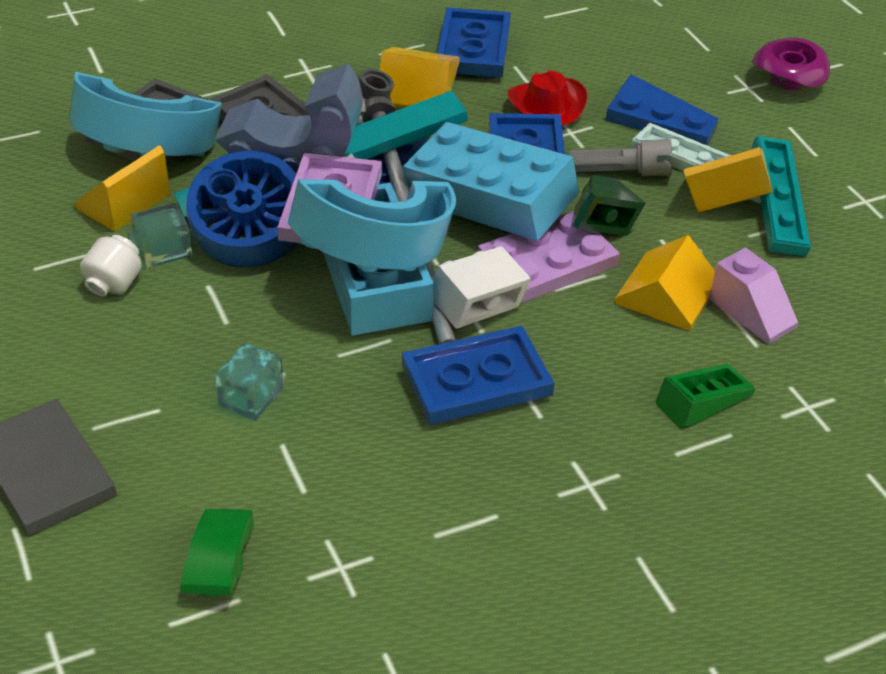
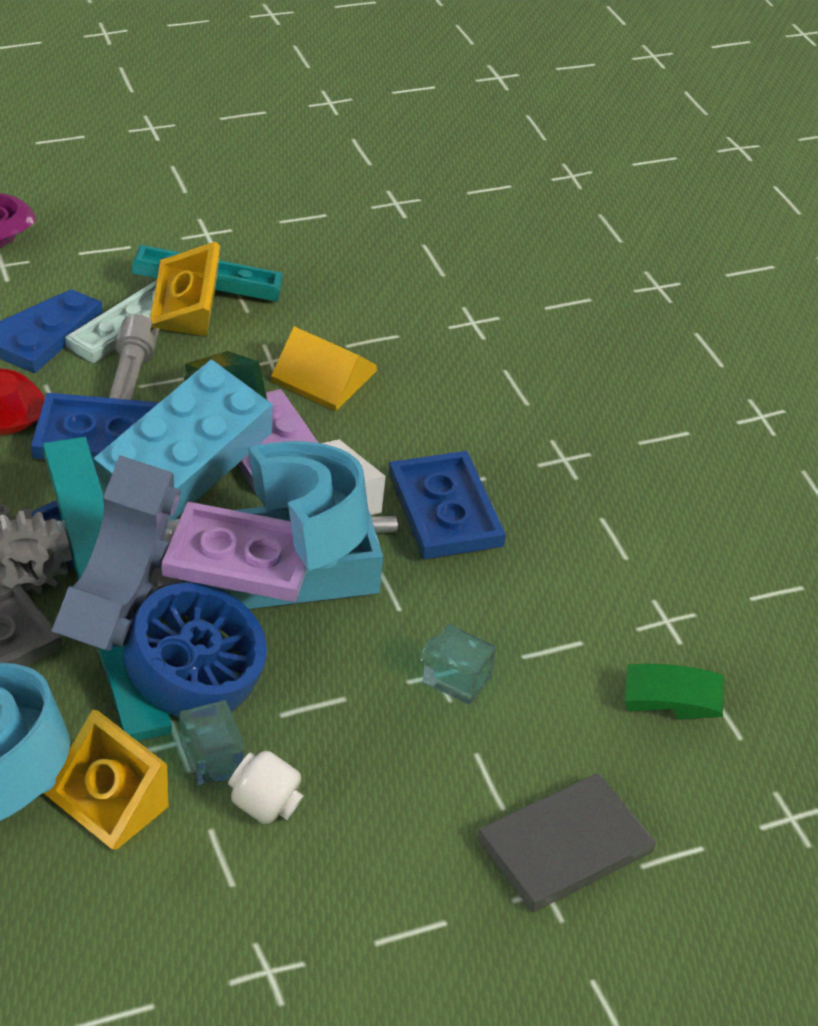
camera: 90 degrees left, 0 degrees up
(698, 394) = (470, 376): green slope -> none
(753, 295) = (349, 317): lavender slope -> none

